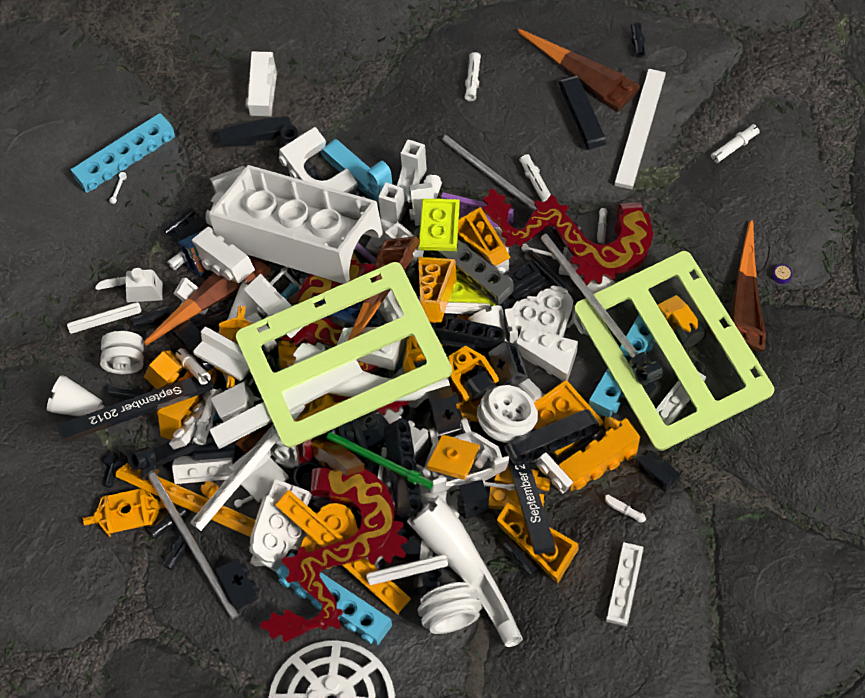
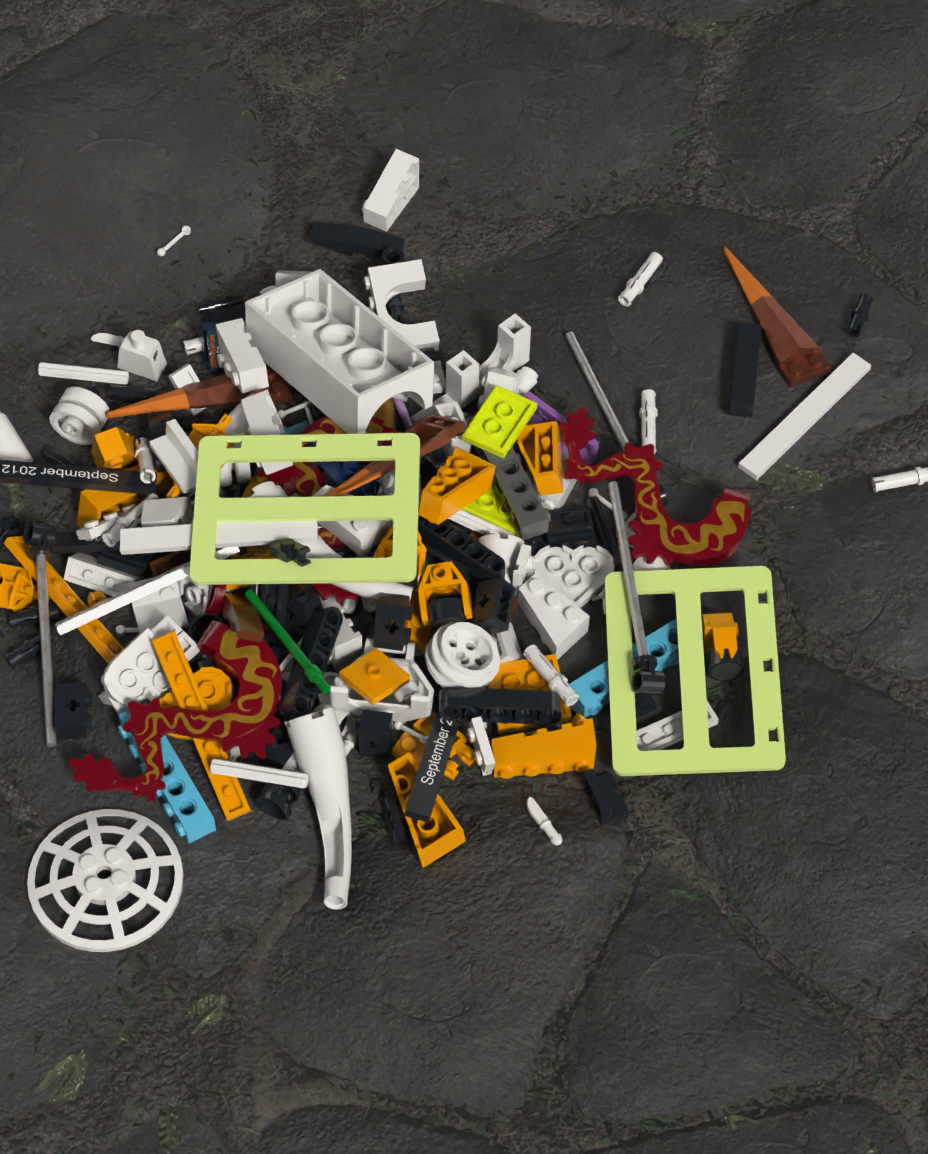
camera: 20 degrees right, 5 degrees down
(123, 153) = (199, 205): medium azure brick -> none
(349, 391) = (290, 550): none -> black plate
(369, 180) = (451, 336): medium azure beam -> none
(449, 608) = (282, 833): white wheel -> none
(571, 396) = (556, 681): none -> white pin
(602, 226) = (697, 504): white piece -> none
(625, 584) = (496, 900): white plate -> none
(746, 306) = (809, 667): copper plate -> none
(782, 274) = (878, 646): tile -> none

